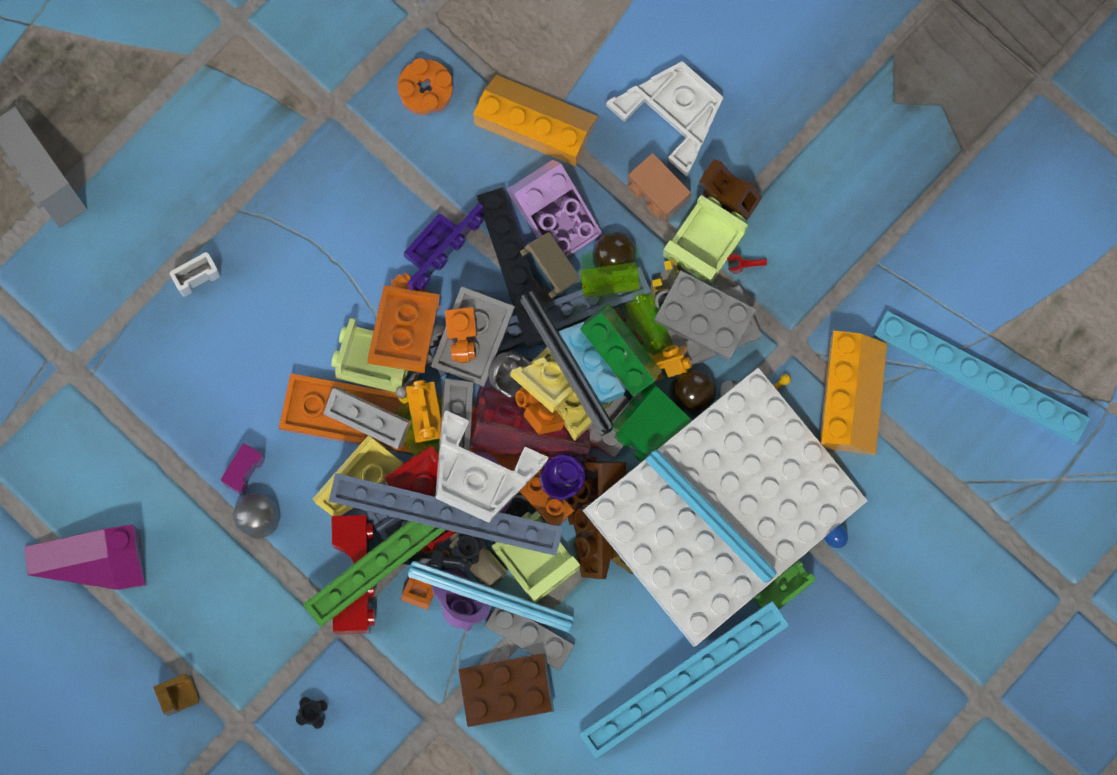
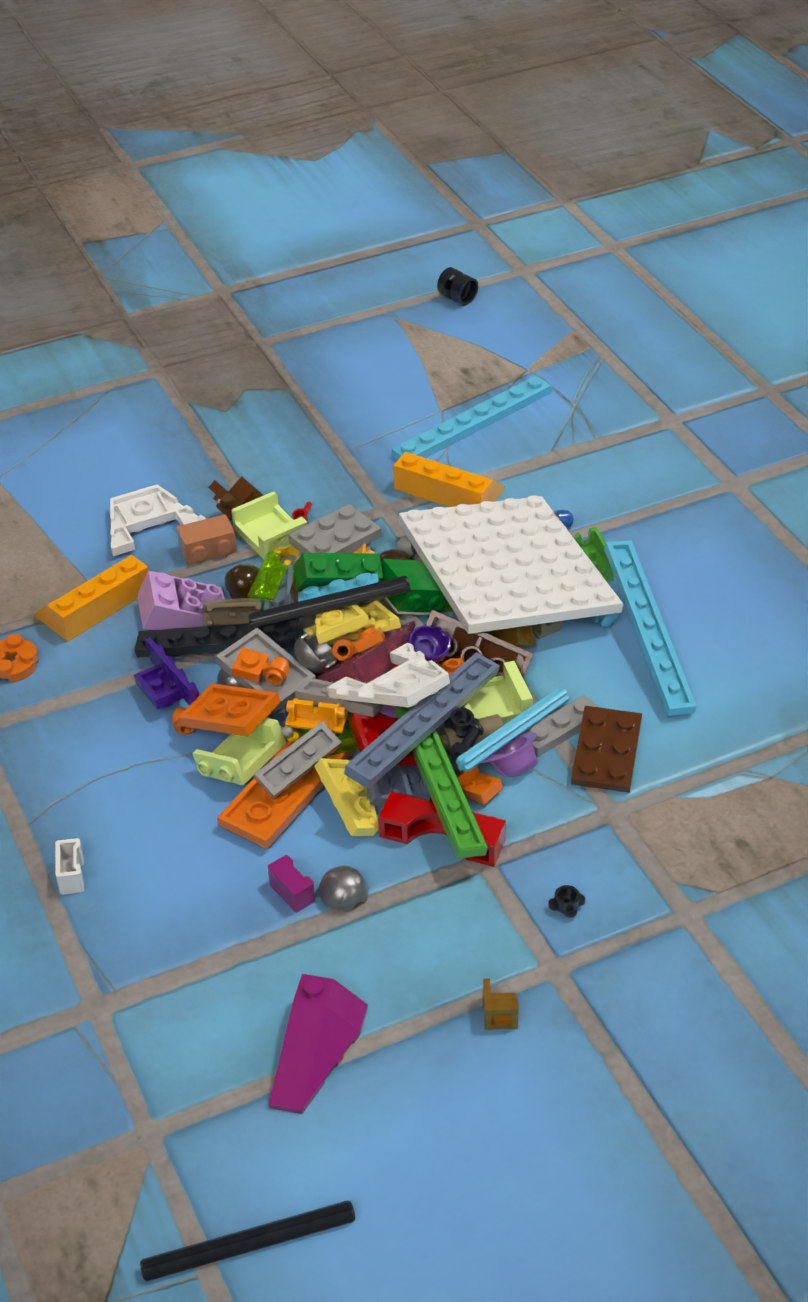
camera: 70 degrees left, 35 degrees down
(711, 516) = (513, 557): medium azure axle -> none

